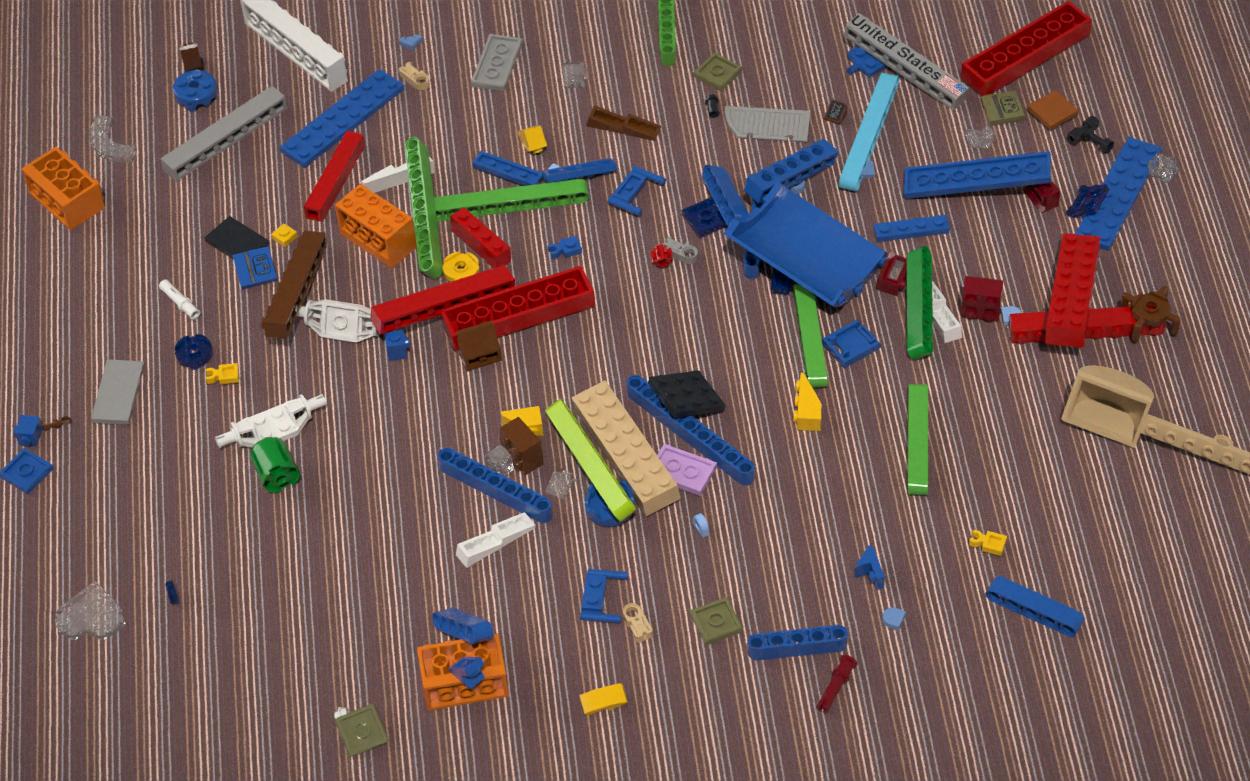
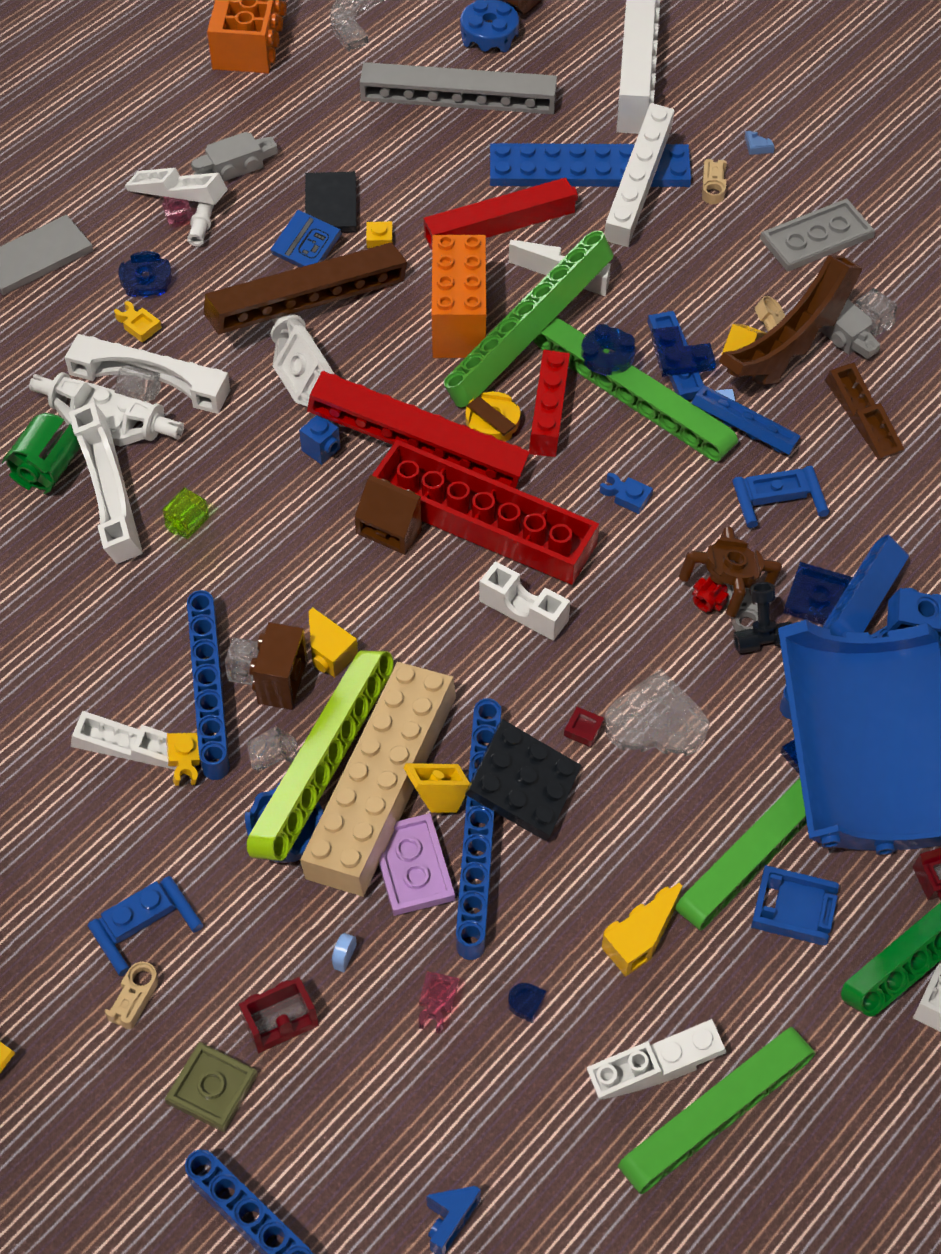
camera: 45 degrees right, 5 degrees up
(141, 300) = (168, 183): none -> white slope
(156, 260) = (235, 156): none -> light grey hinge
(162, 309) = (176, 210): none -> clear pink plate
(271, 397) = (138, 383): none -> clear brick
(299, 373) = (97, 358): none -> white arch
(351, 460) = (117, 523): none -> white arch
(379, 430) = (185, 513): none -> clear neon green brick
(381, 99) = (639, 175): none -> white brick
(462, 266) = (491, 415): none -> reddish brown window
(474, 184) = (608, 338): none -> clear blue plate
(513, 169) = (680, 359): none -> clear blue plate
(526, 519) = (183, 753): none -> yellow plate
(530, 116) = (769, 312): none -> tan piece
(554, 93) = (794, 334): none -> reddish brown arch
(563, 92) = (853, 332): none -> light grey hinge
(601, 327) = (504, 592): none -> white arch
(657, 427) = (439, 785): none -> yellow slope
(659, 234) = (740, 574): none -> reddish brown plate
(679, 354) = (584, 727): none -> dark red plate
(703, 249) = (763, 629): none -> black bar
(703, 324) = (657, 716): none -> clear plate
(707, 568) = (278, 1014): none -> dark red window
(761, 503) = (437, 996): none -> clear pink plate
(795, 474) = (526, 1000): none -> clear blue tile
(875, 443) = (656, 1063): none -> white slope

